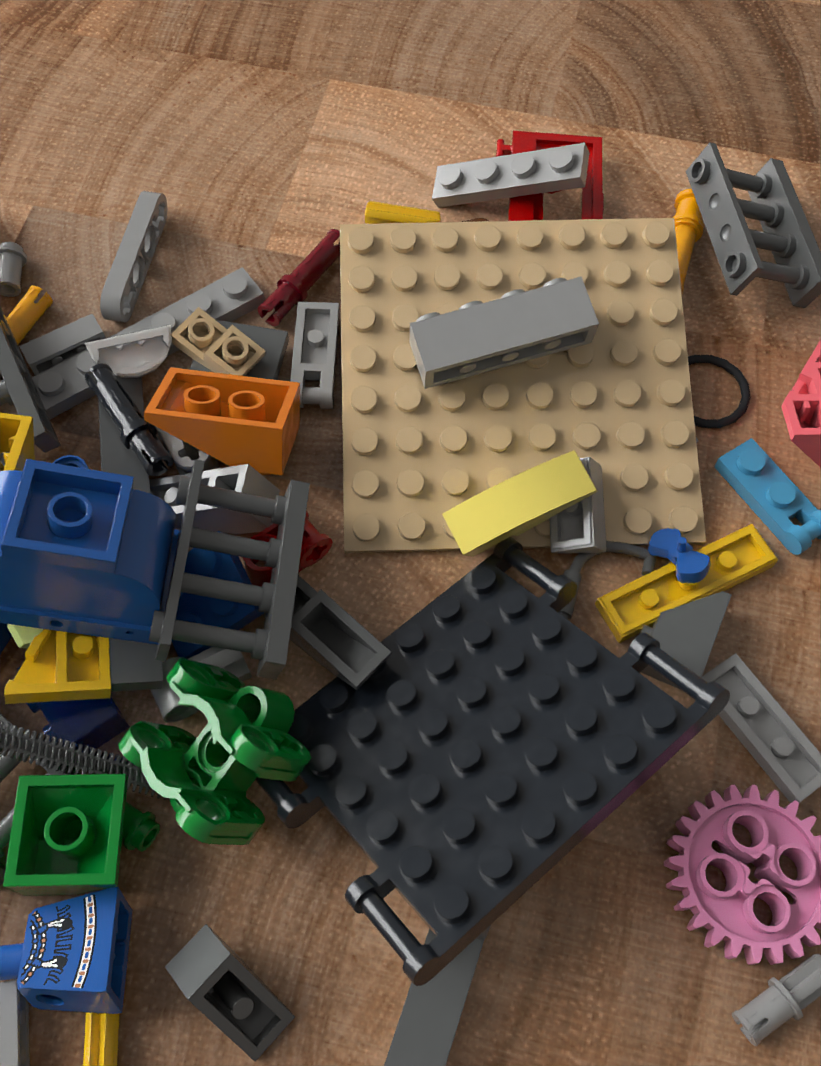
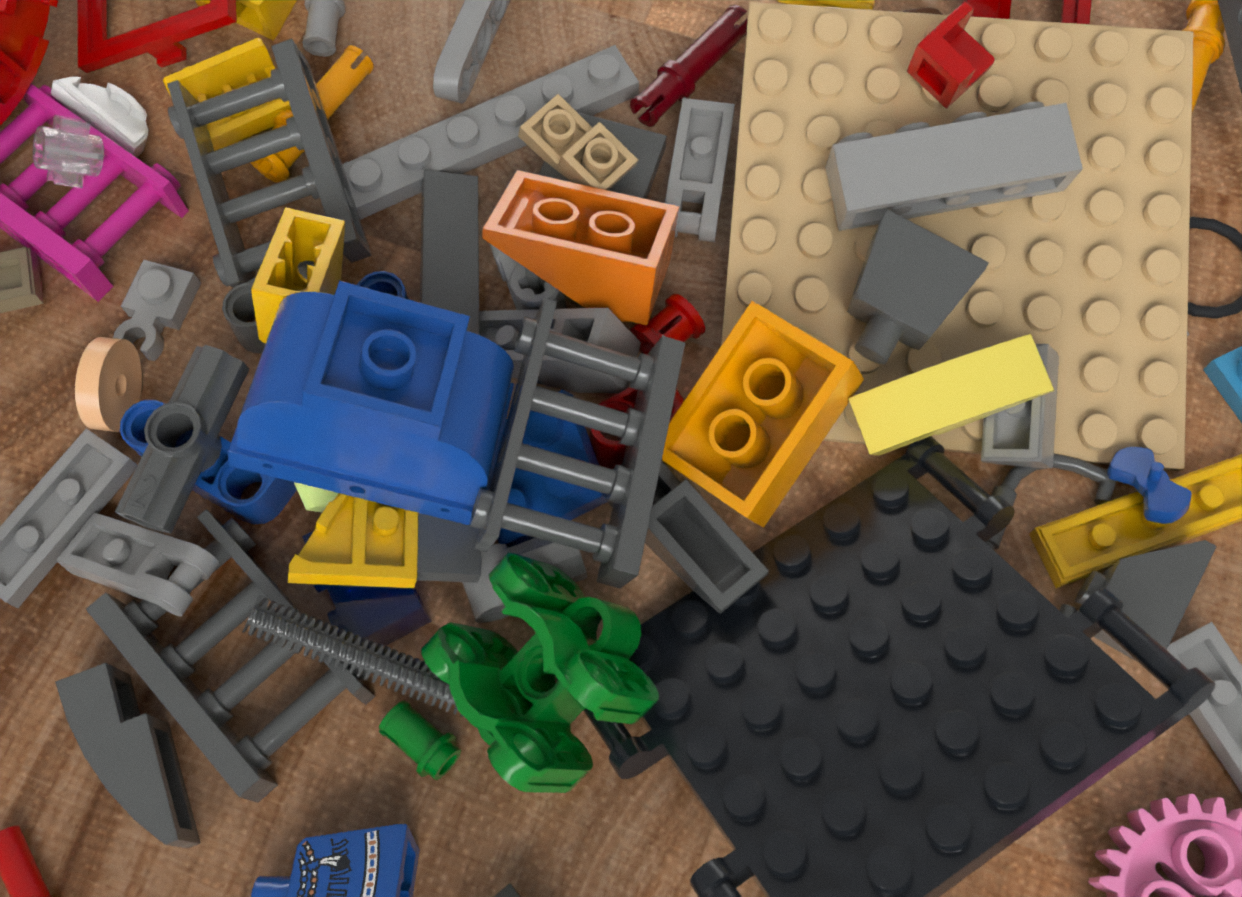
camera: 10 degrees right, 5 degrees up
(61, 343) = (382, 124): light grey piece -> none
(66, 834) = (350, 750): green slope -> none
(133, 353) = (470, 146): white plate -> none
(134, 430) = (467, 248): black pin -> none
(306, 469) = (678, 316): none -> red bush
(374, 533) = (759, 413): none -> light orange slope
(480, 425) = (908, 286): none -> dark grey torso
(493, 252) = (950, 58): none -> red panel

